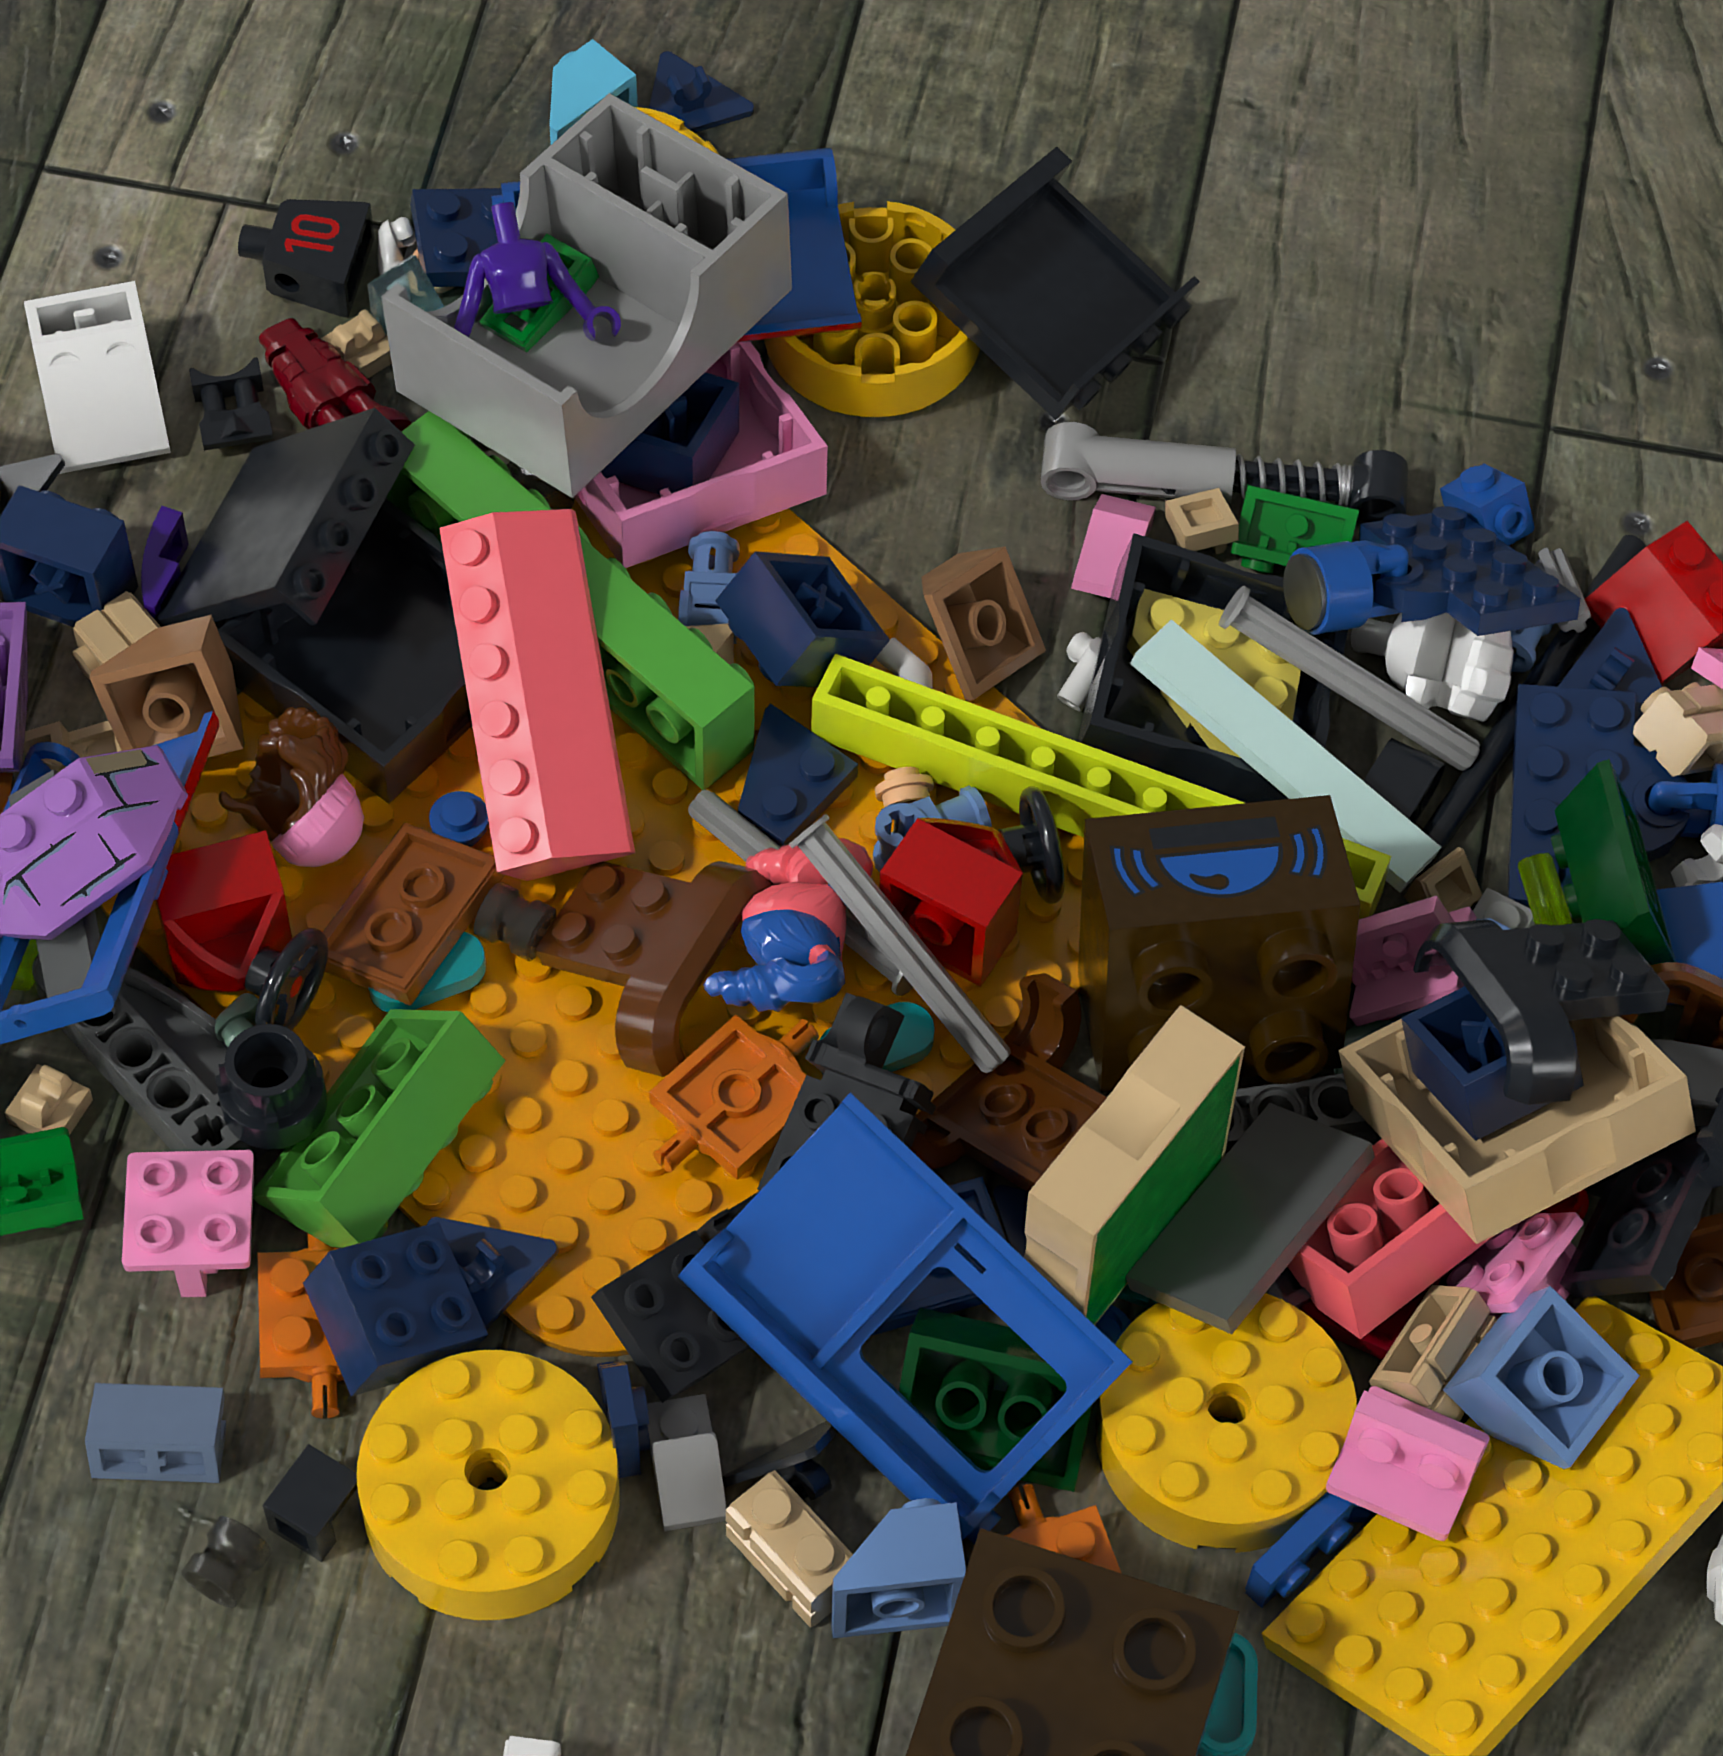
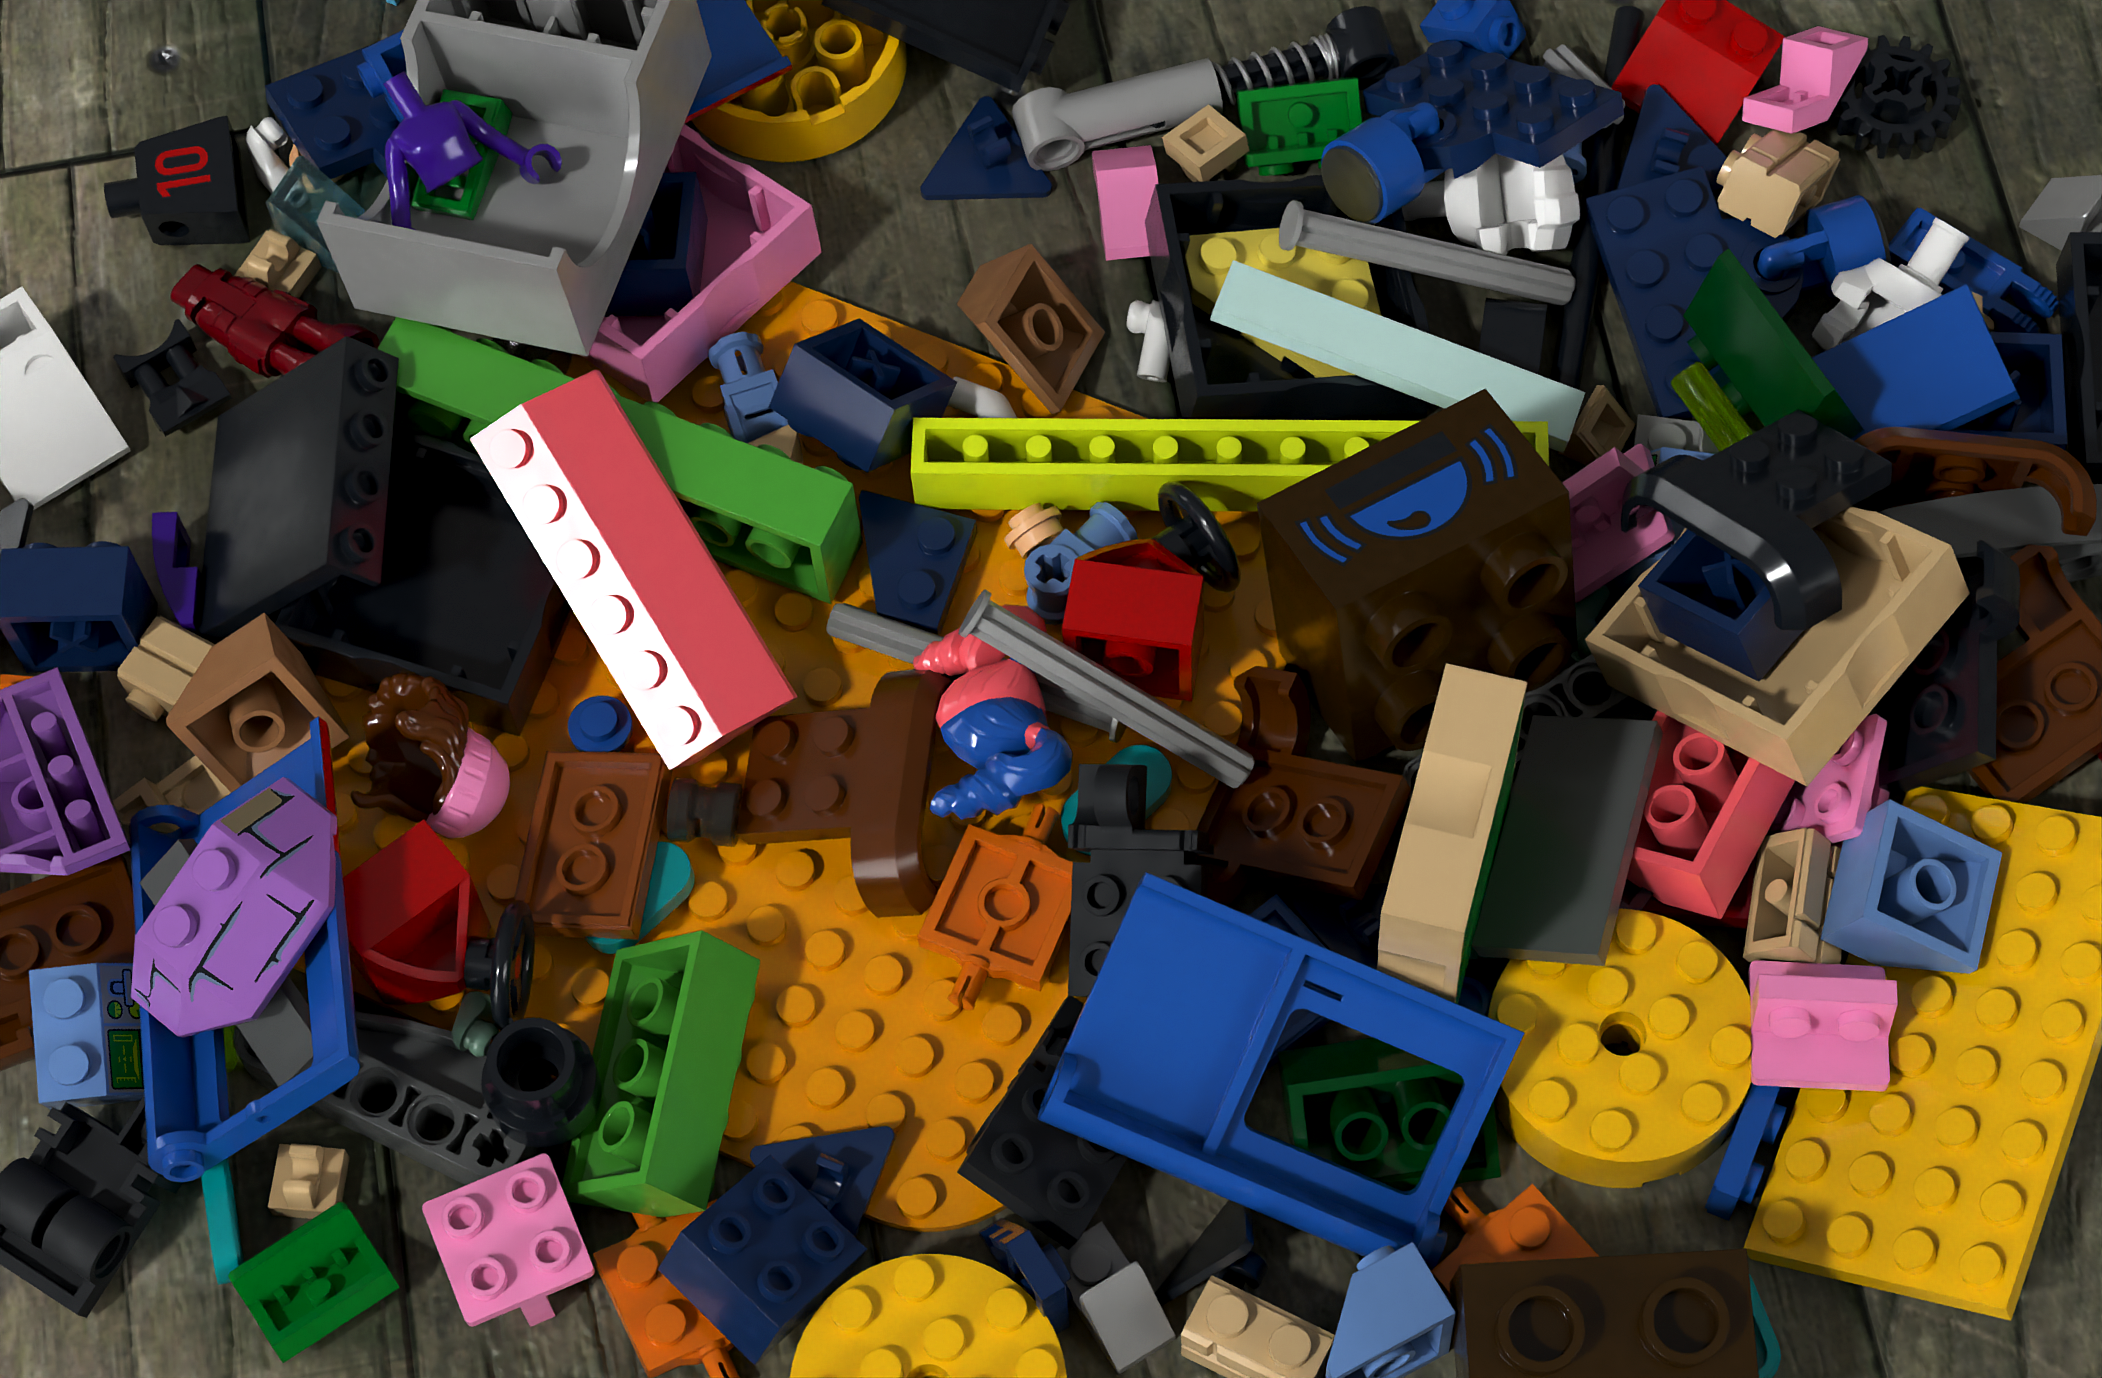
camera: 15 degrees left, 5 degrees up
(1005, 471) = (985, 162): none -> dark blue piece

